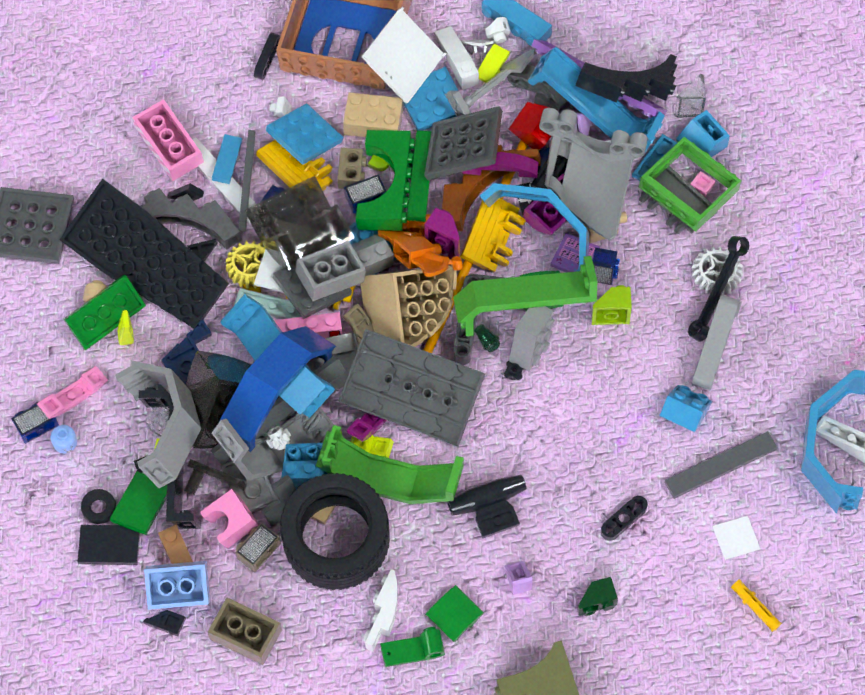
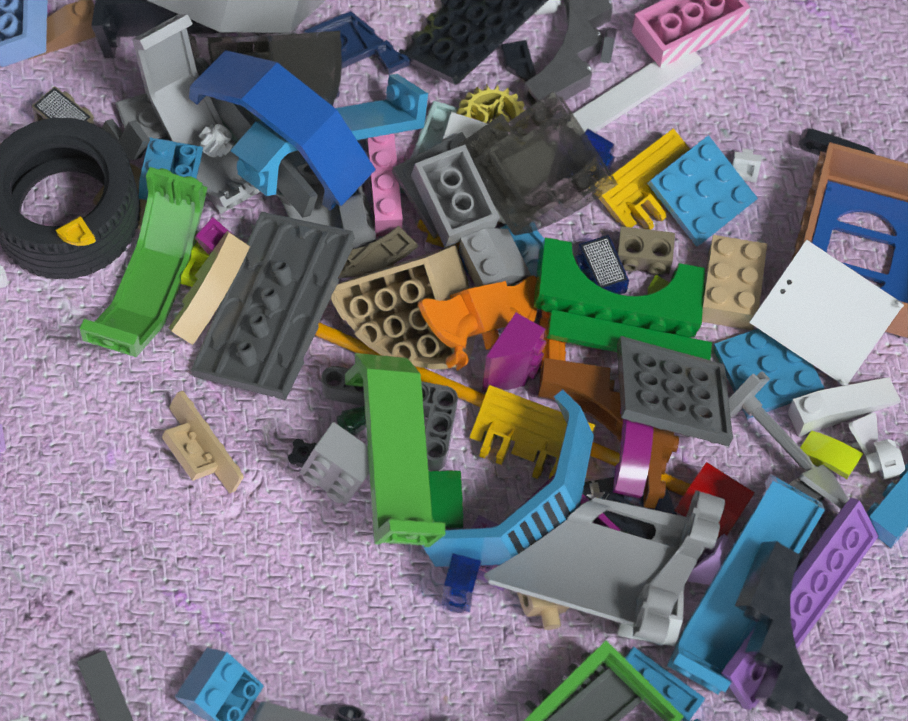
camera: 85 degrees right, 0 degrees up
(227, 159) = (663, 94): dark azure tile -> none
(240, 517) = (108, 90): bright pink piece -> none
(247, 180) = (635, 115): dark grey tile -> none
(378, 502) = (76, 233): none -> yellow tile
(392, 428) = (210, 288): none -> tan slope
(490, 503) = (96, 405): black plate -> none
(514, 434) = (198, 447): none -> tan bracket
(613, 307) = (393, 593): lime slope -> none
(638, 512) = (59, 610): black beam -> none

